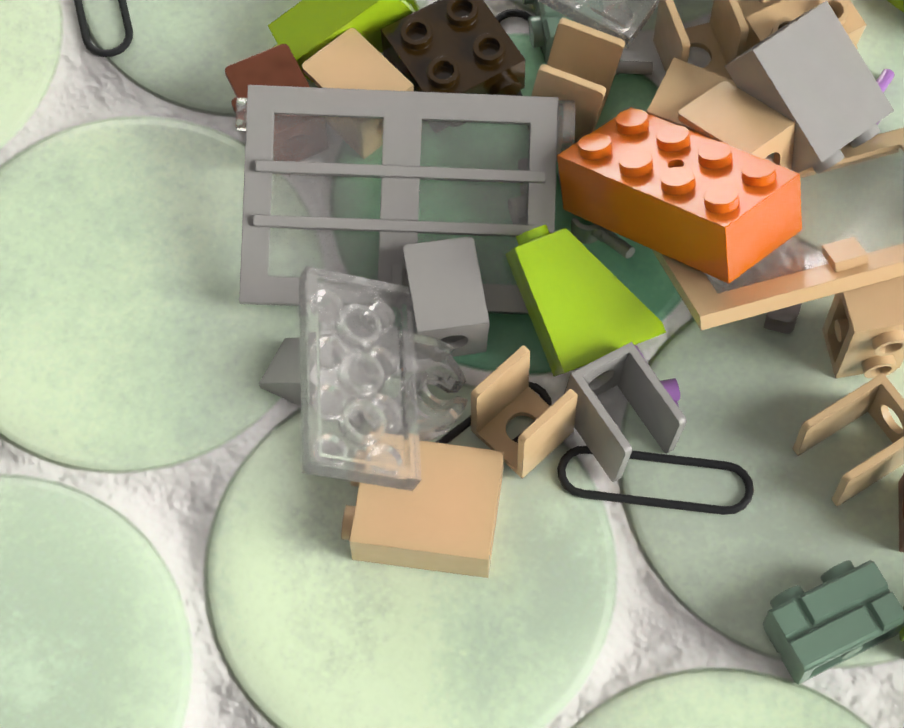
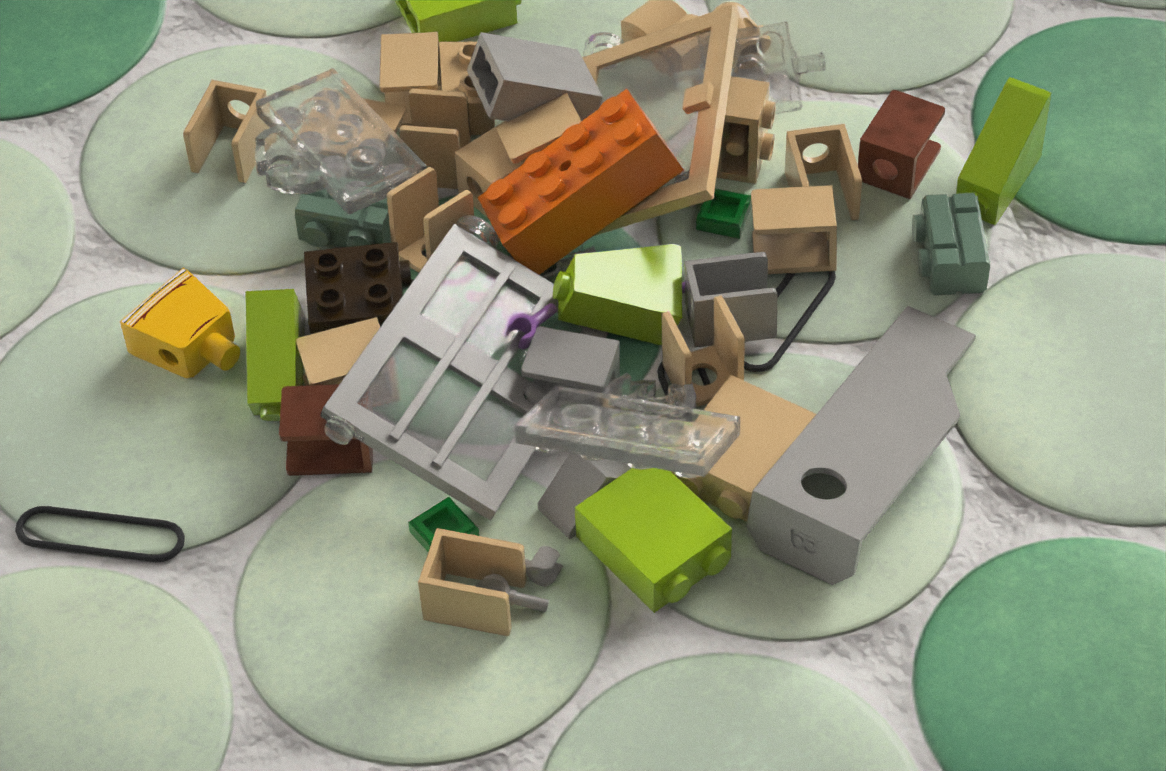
camera: 65 degrees left, 15 degrees down
(117, 289) = (470, 558): none -> tan piece
(155, 361) = (498, 583): none -> light grey hand
(205, 375) = (543, 566): none -> light grey hand
(213, 268) = (443, 516): none -> green tile
(259, 469) = (654, 534): none -> lime brick
(475, 229) = (529, 324): none -> medium lavender hand
(508, 630) = (868, 437): none -> light grey piece
(758, 439) = (795, 228): none -> tan piece
(768, 360) = (724, 213): none -> green tile

